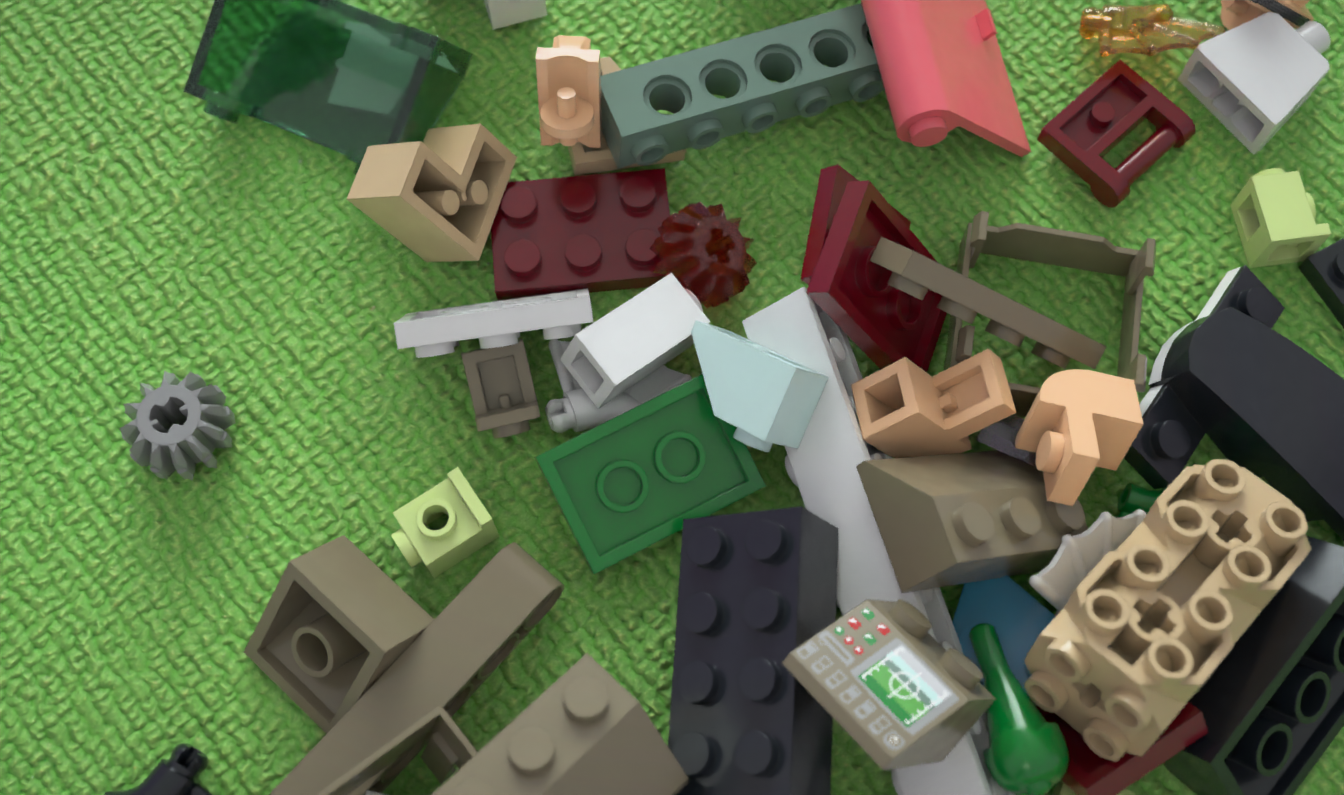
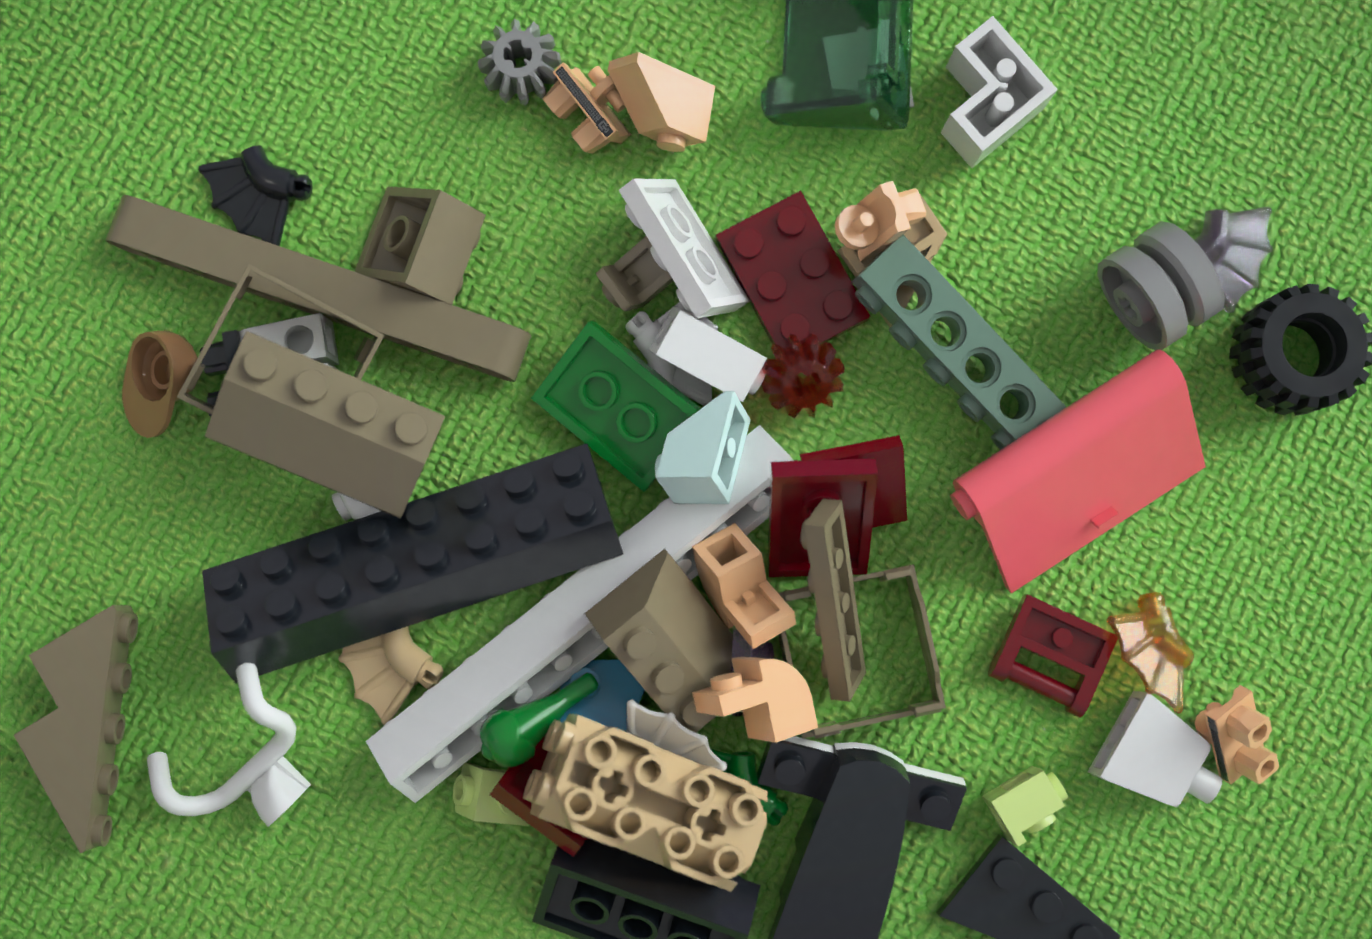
camera: 65 degrees right, 15 degrees up
(245, 377) = (576, 91): none -> light nougat hips
(311, 276) = (663, 101): none -> light nougat slope
(436, 191) = (768, 164): tan brick -> none
(464, 534) = (535, 291): yellowish green brick -> none
(892, 683) = (509, 626): dark tan slope -> none

